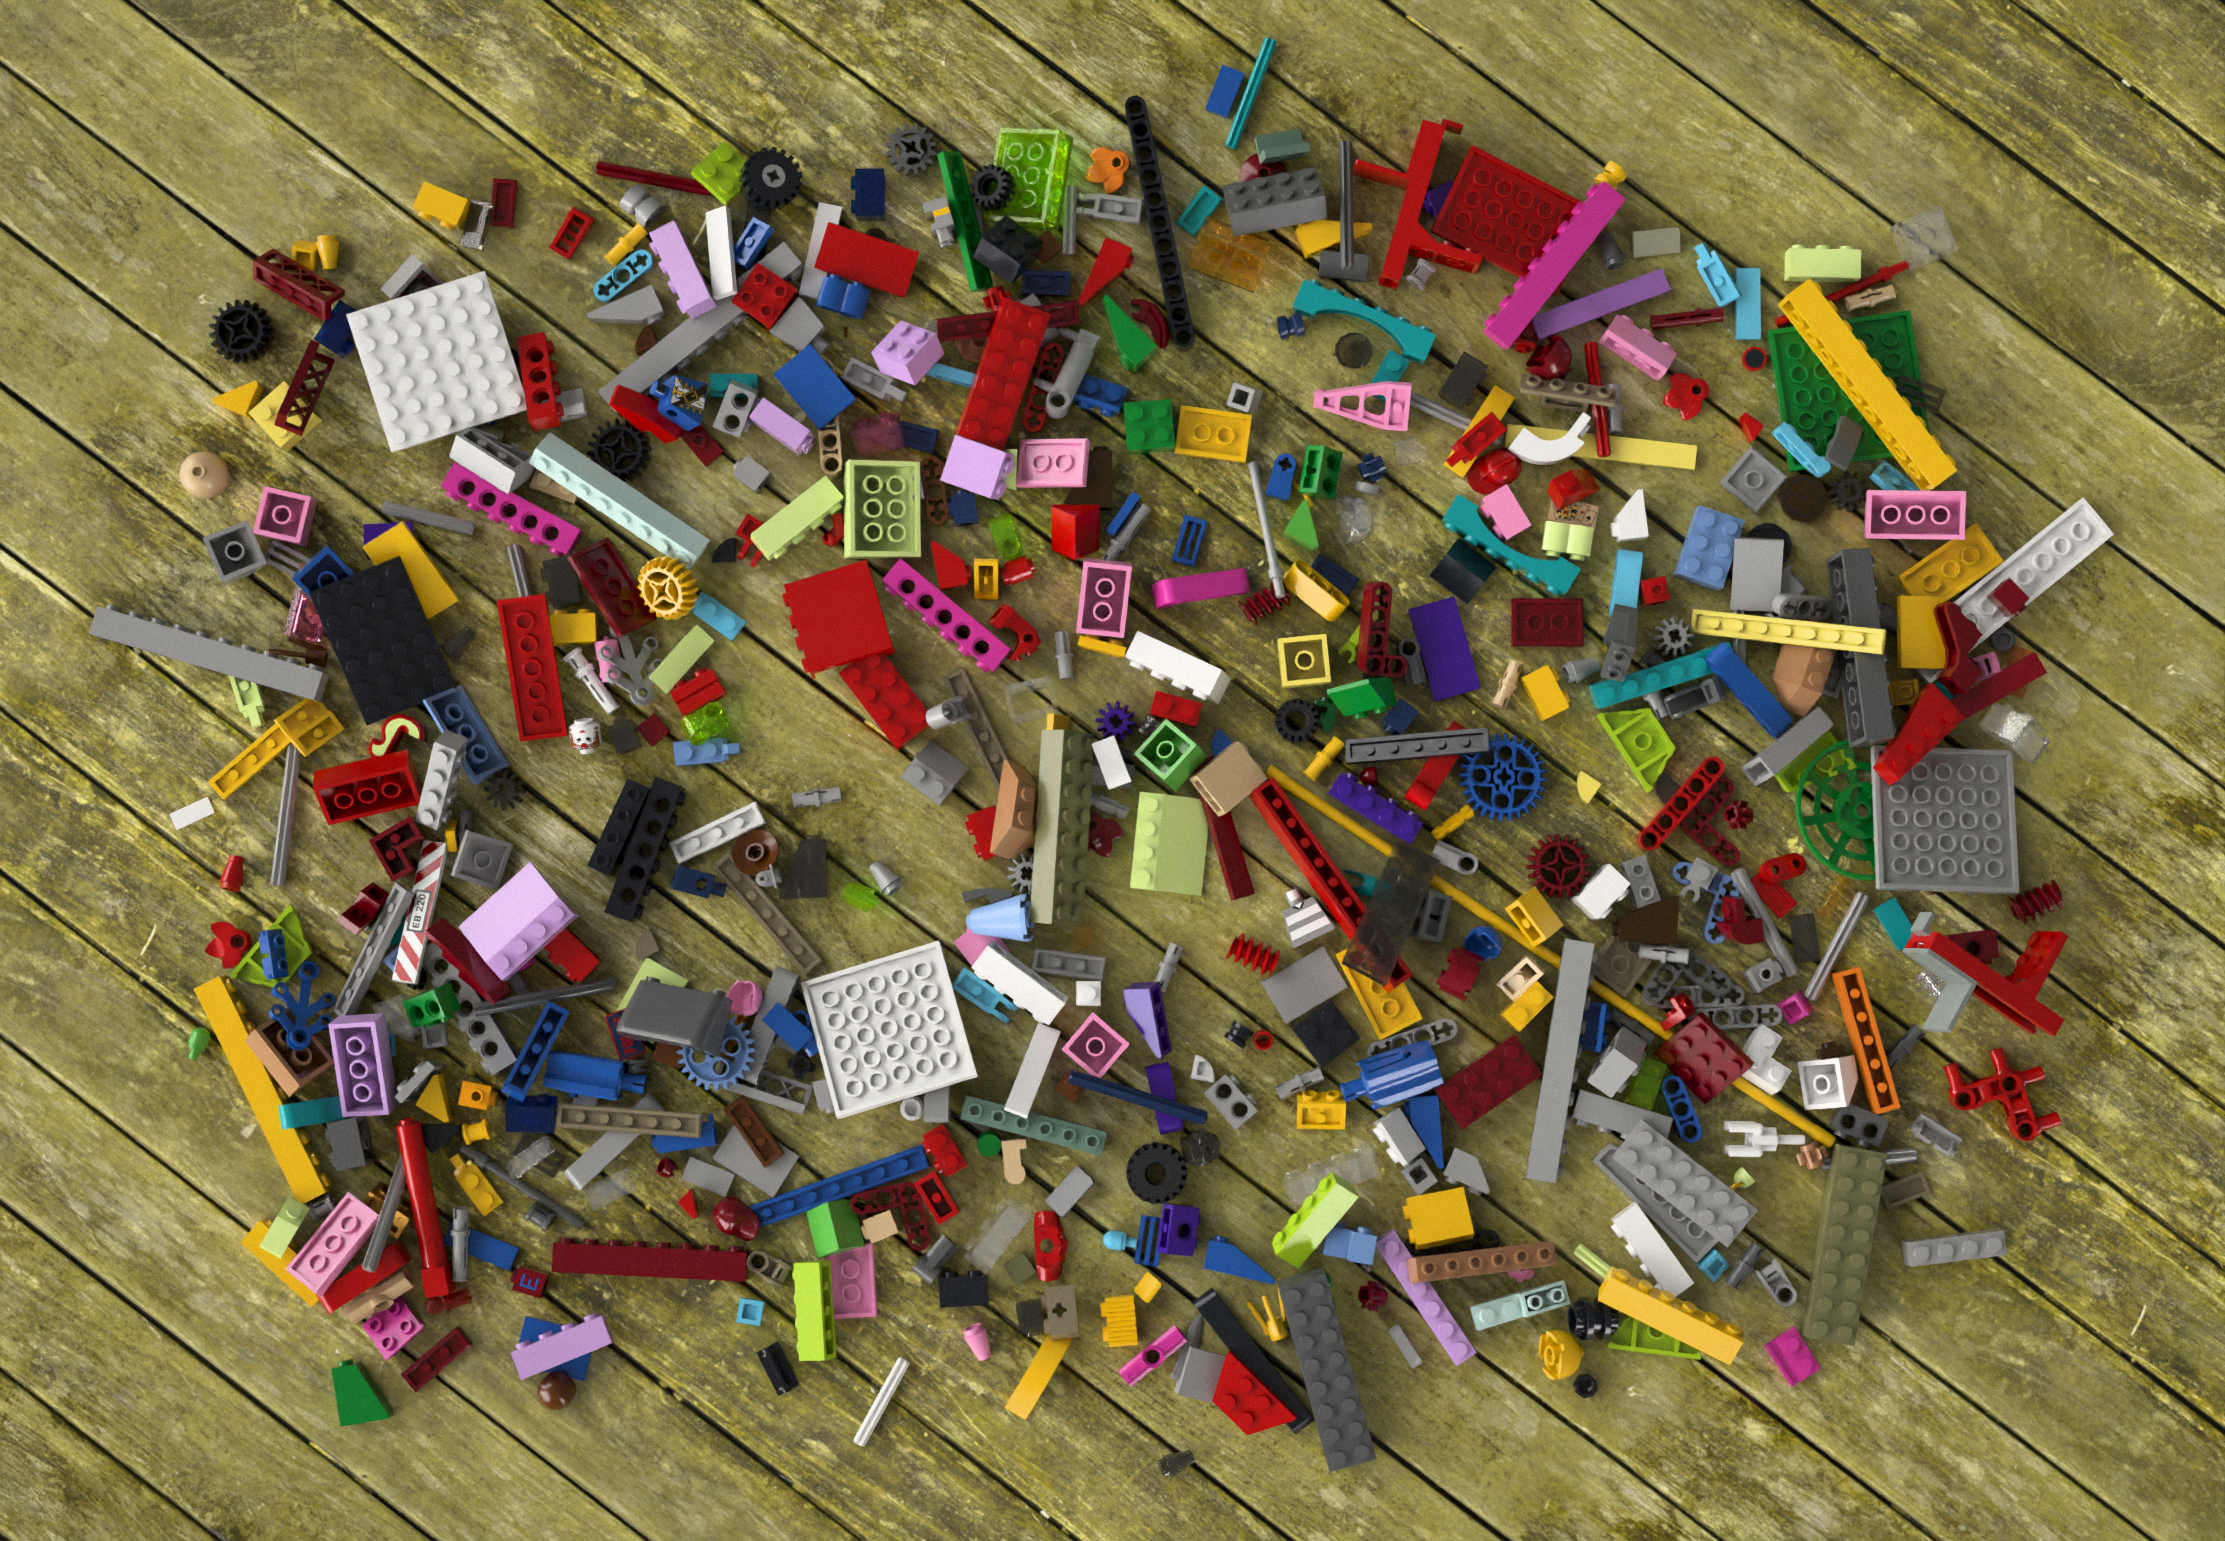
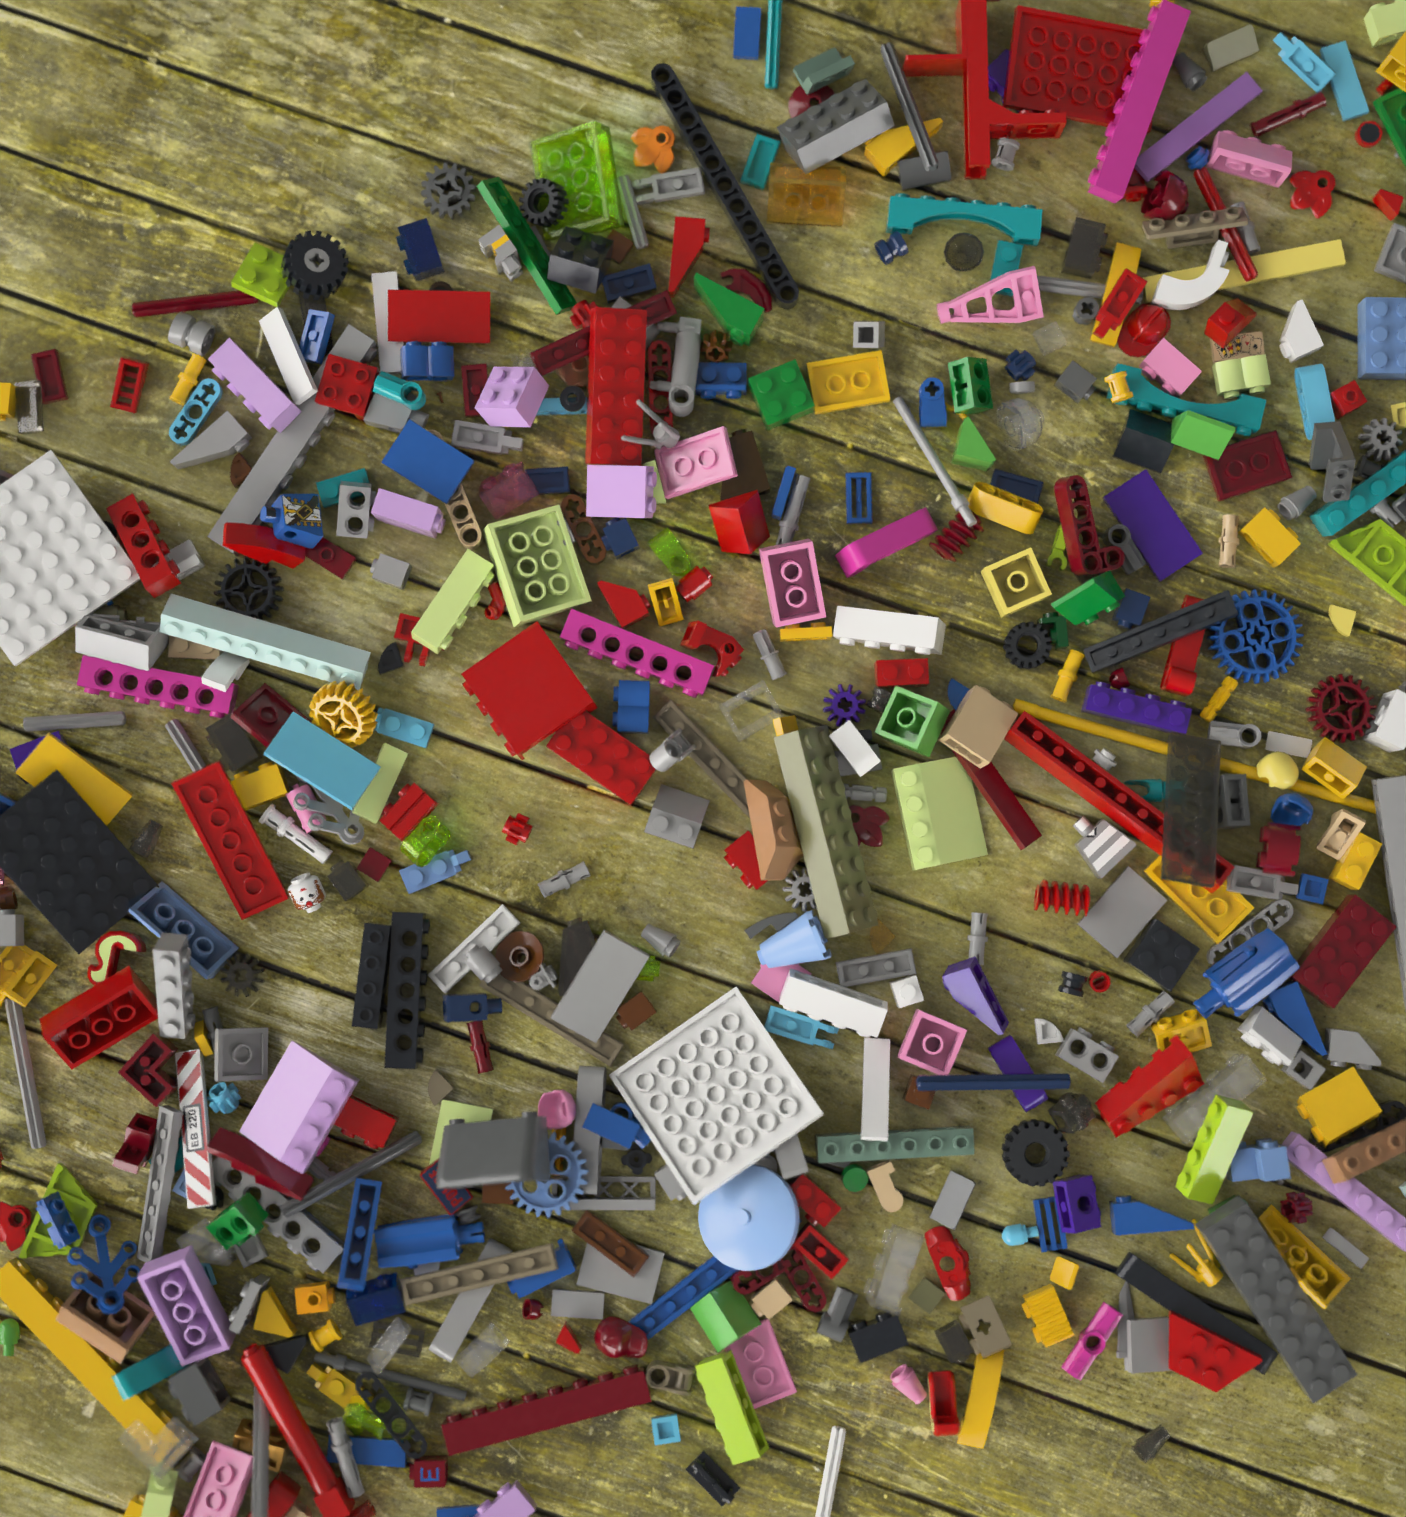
camera: 20 degrees left, 0 degrees up
(303, 1183) = (158, 1451): none -> clear brick
(454, 893) = (223, 1097): none -> medium azure gear
(483, 1215) = (358, 1419): none -> clear neon green plate
(515, 1218) = (389, 1416): none -> black beam
(575, 515) = (225, 670): none -> white slope
(636, 622) = (322, 760): none -> medium azure tile
(695, 921) = (480, 1046): none -> dark red pin
(721, 848) = (483, 963): none -> light grey brick
(789, 738) = (517, 829): none -> red gear
(808, 315) = (398, 390): none -> teal piece
(817, 901) = (600, 986): none -> light grey tile
(842, 934) = (635, 1011): none -> reddish brown brick
(878, 329) = (473, 380): none -> dark red plate
(883, 1149) = (750, 1219): none -> light blue dish
(927, 662) = (633, 706): none -> blue brick
(961, 379) = (578, 404): none -> black plate
(1002, 1367) = (943, 1403): none -> red animal
(1031, 428) = (662, 433): none -> light grey plant
(1105, 364) = (716, 346): none -> reddish brown gear
(1276, 1148) = (1150, 1088): none -> red wedge
(1332, 843) = (1104, 758): none -> white plate
(1364, 1346) = (1308, 1264): none -> yellow wedge
(1417, 499) = (1076, 382): none -> dark grey brick
(1430, 997) = (1259, 884): none -> light grey hinge
(1450, 431) = (1085, 303): none -> dark grey bush
(1451, 515) = (1119, 387): none -> yellow bush
(1480, 1018) = (1312, 888): none -> blue plate
(1484, 903) = (1278, 769): none -> light yellow hair
(1502, 883) = (1289, 744): none -> white sticker
(1511, 581) = (1201, 434): none -> bright green slope
(1592, 332) = (1198, 158): none -> blue plate

